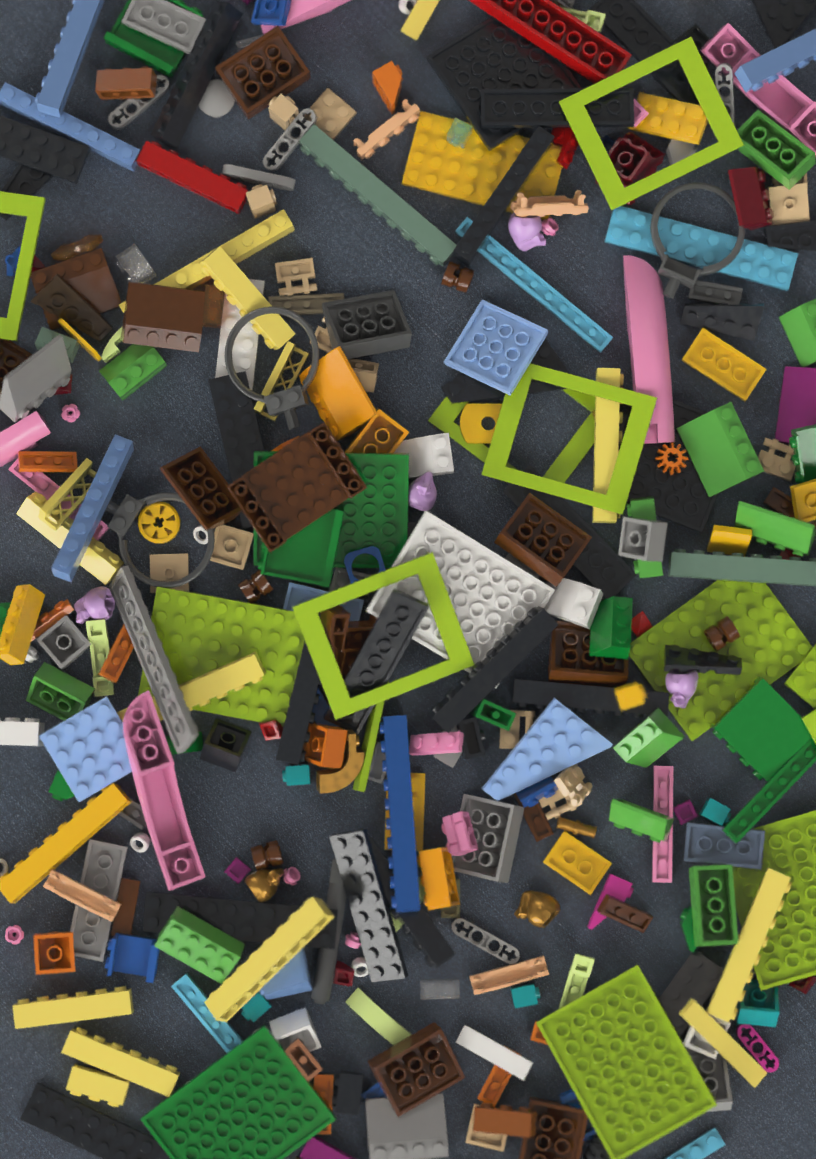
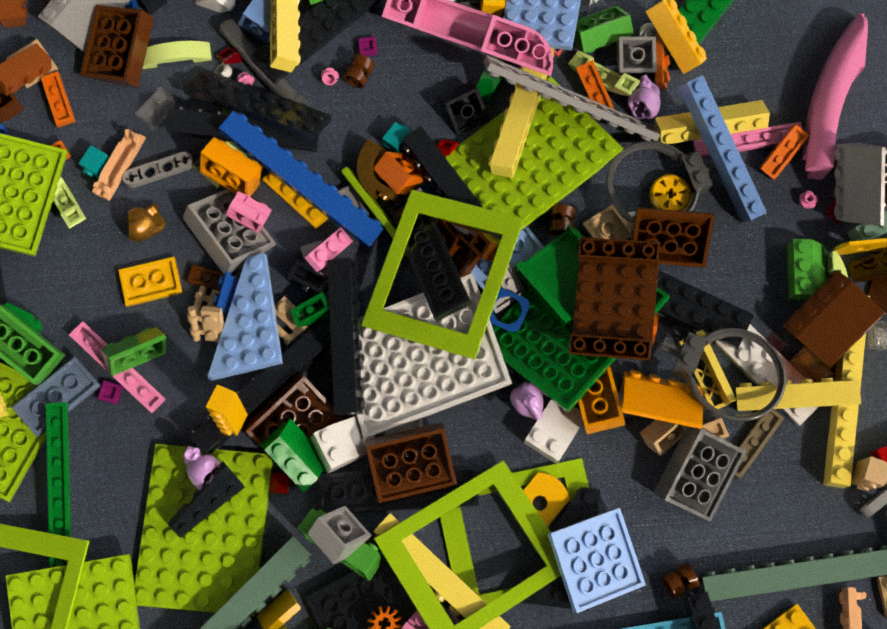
camera: 130 degrees right, 10 degrees down
(62, 493) = (751, 139): light yellow fence -> none
(169, 568) = (628, 174): tan plate -> none
(264, 883) = (341, 51): pearl gold piece -> none
(295, 271) = (789, 455): tan plate -> none
(494, 1052) = (75, 107): white tile -> none
(576, 827) = (175, 301): pearl gold pin -> none
(614, 887) = (100, 282): dark pink slope -> none
(624, 913) = (79, 279): reddish brown tile -> none
(648, 740) = (186, 407): bright green slope -> none
(715, 812) = (87, 413): teal brick -> none
(722, 633) = (211, 537): reddish brown wheel -> none
(762, 730) = (110, 504): green panel -> none

